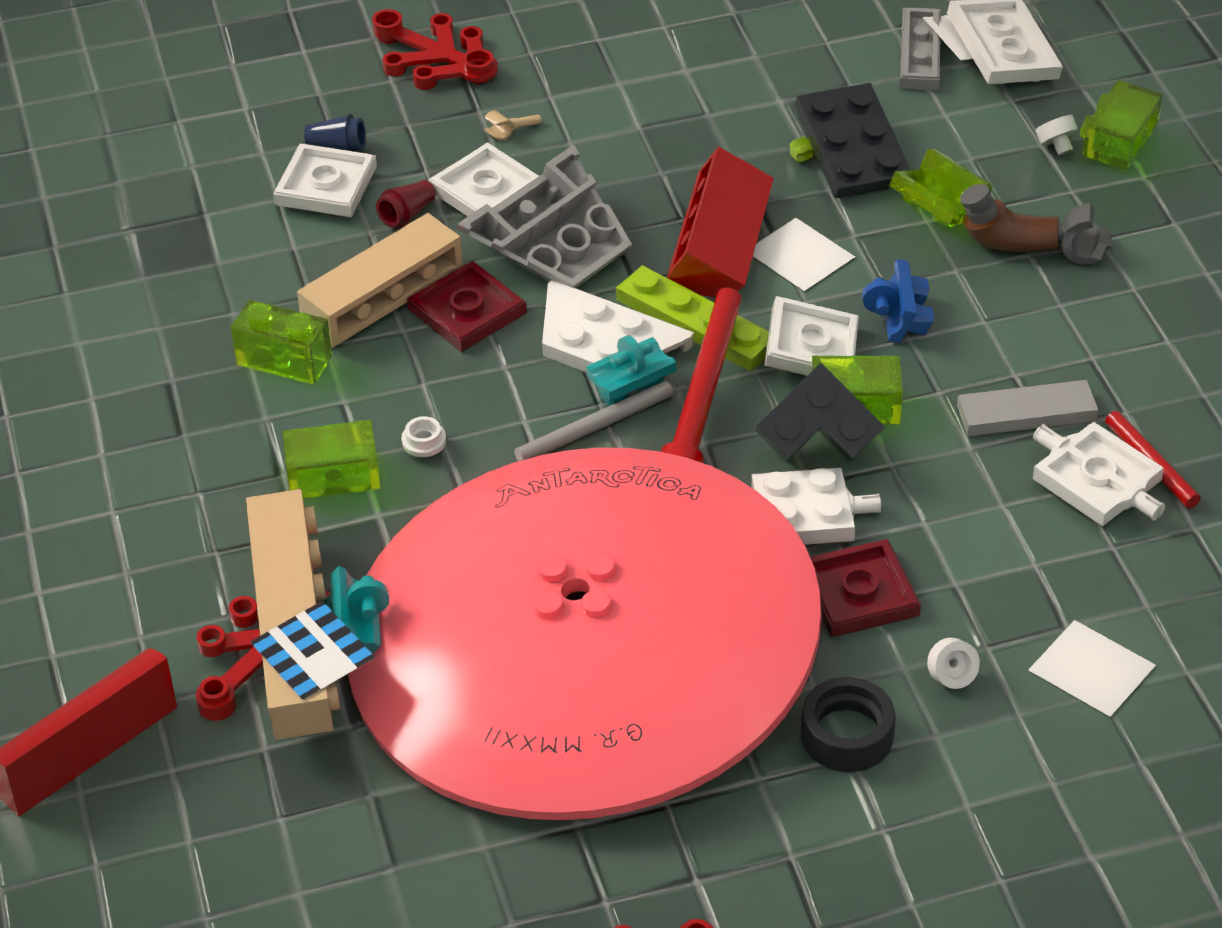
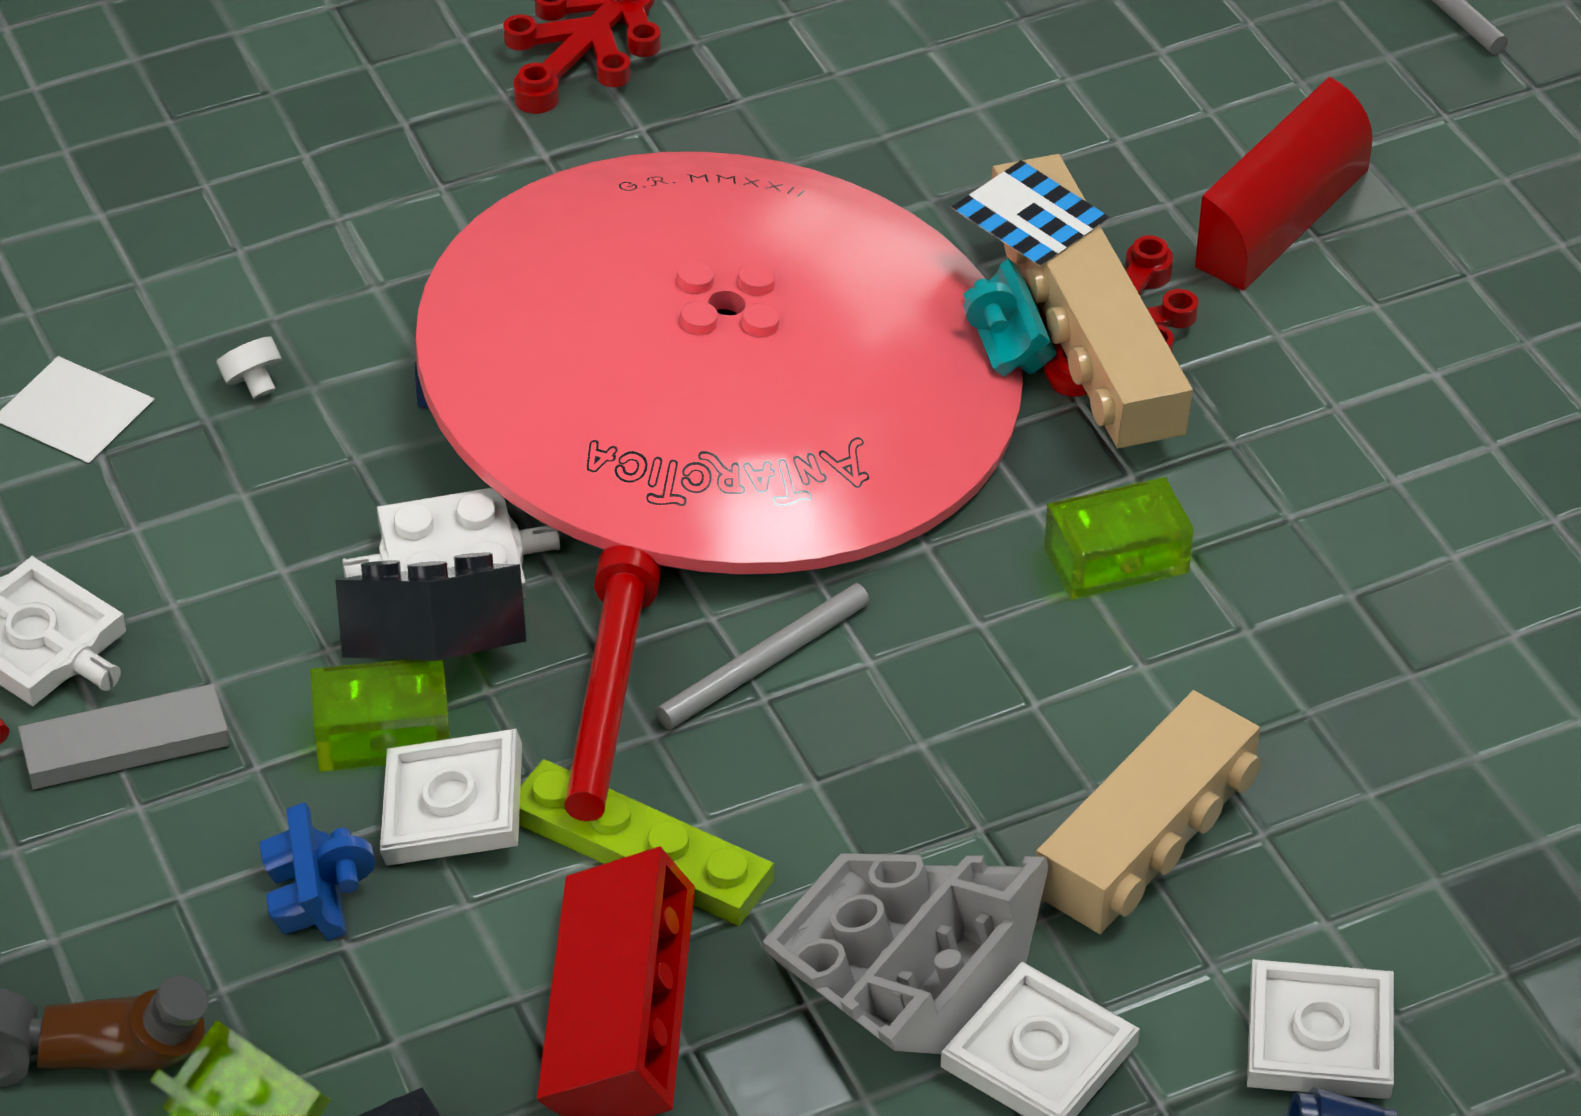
camera: 170 degrees right, 0 degrees up
(281, 341) = (1270, 688): clear neon green brick -> none
(403, 203) = (1167, 988): dark red cone -> none
(423, 437) = (1002, 597): white plate -> none
(466, 306) = (994, 813): dark red tile -> none
(587, 328) = (774, 794): white wing -> none
(630, 368) = (721, 695): teal hips -> none
(800, 254) = (479, 995): white sticker -> none
(844, 753) = (371, 263): black tyre -> none
(863, 588) = (369, 464): dark red tile -> none

